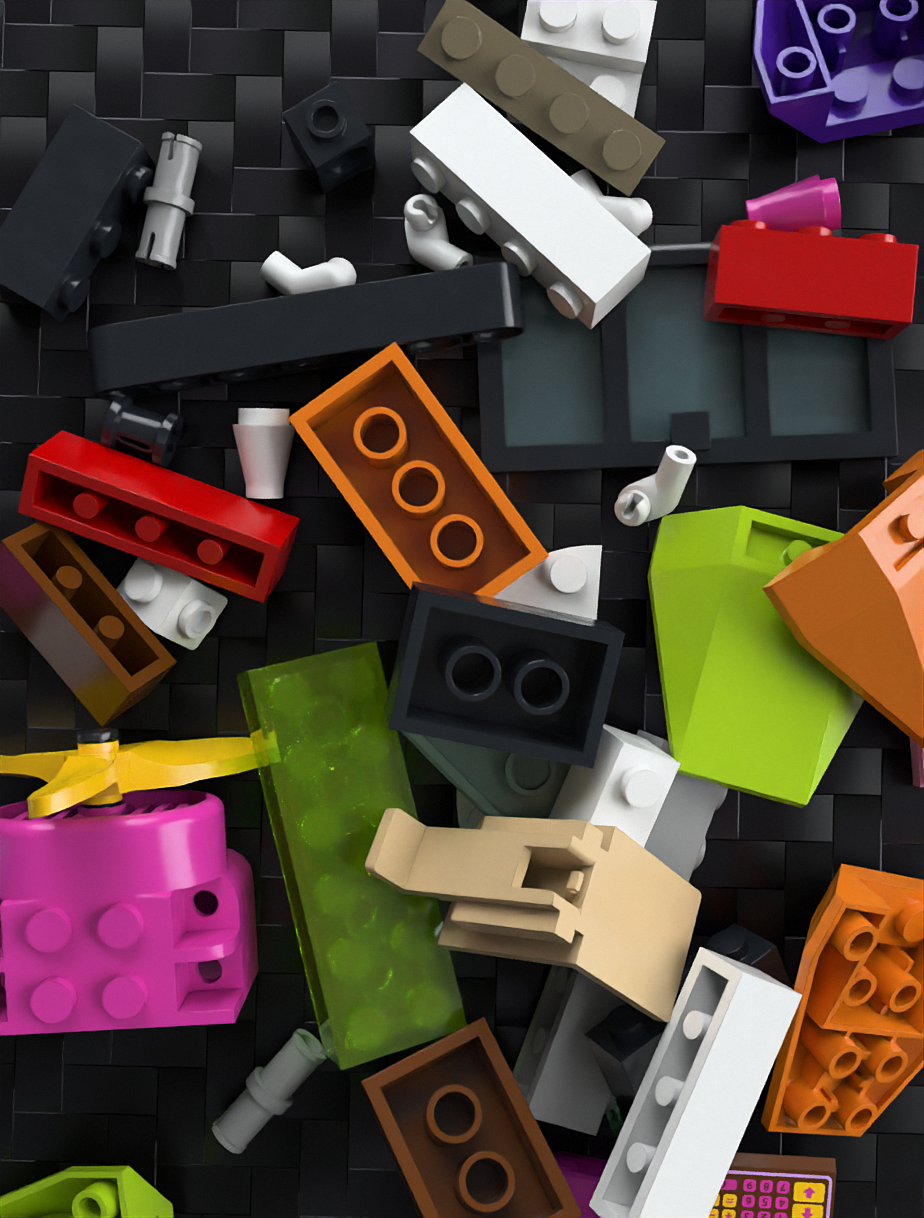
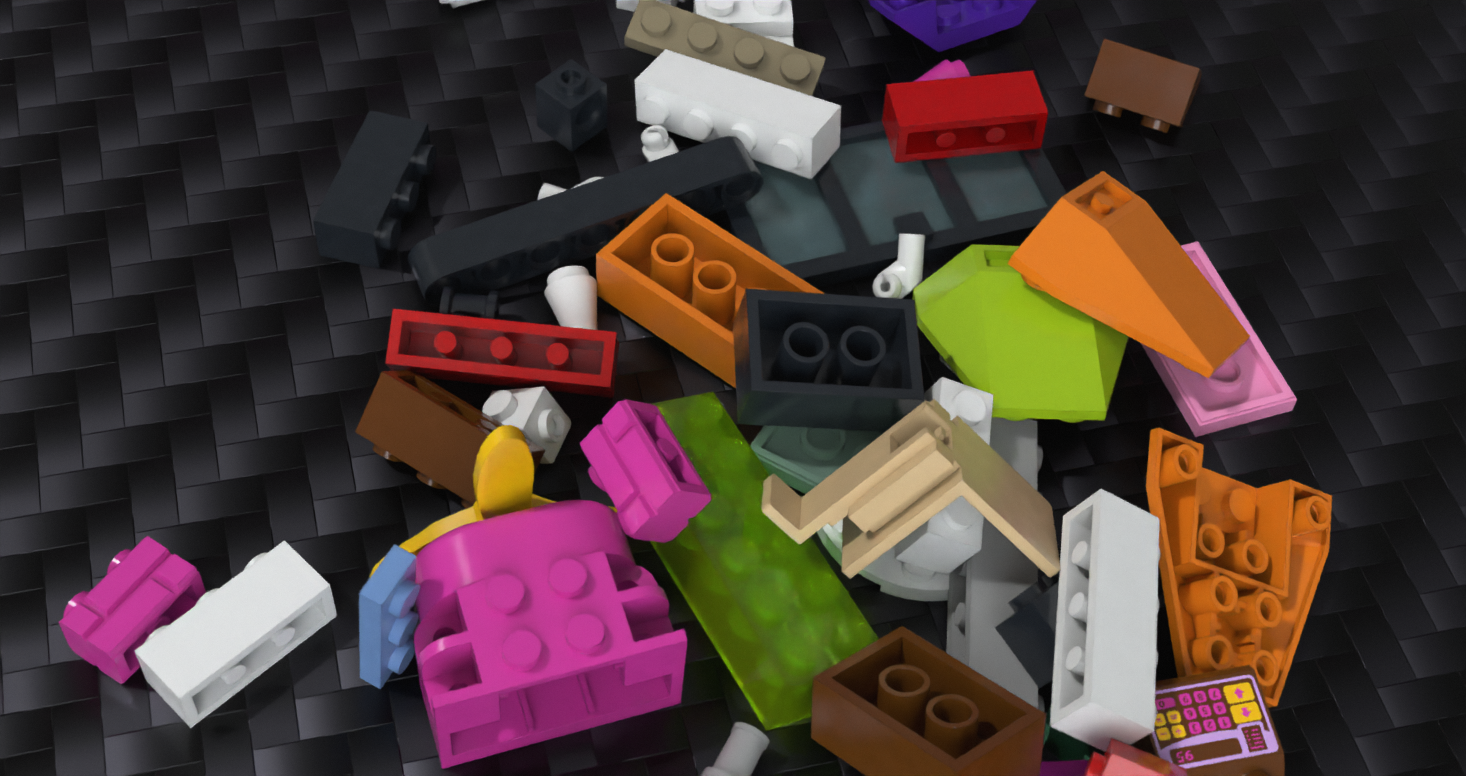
camera: 20 degrees left, 35 degrees down
(169, 201) = (452, 169): light grey pin -> none
(249, 785) = (644, 472): none -> dark pink brick

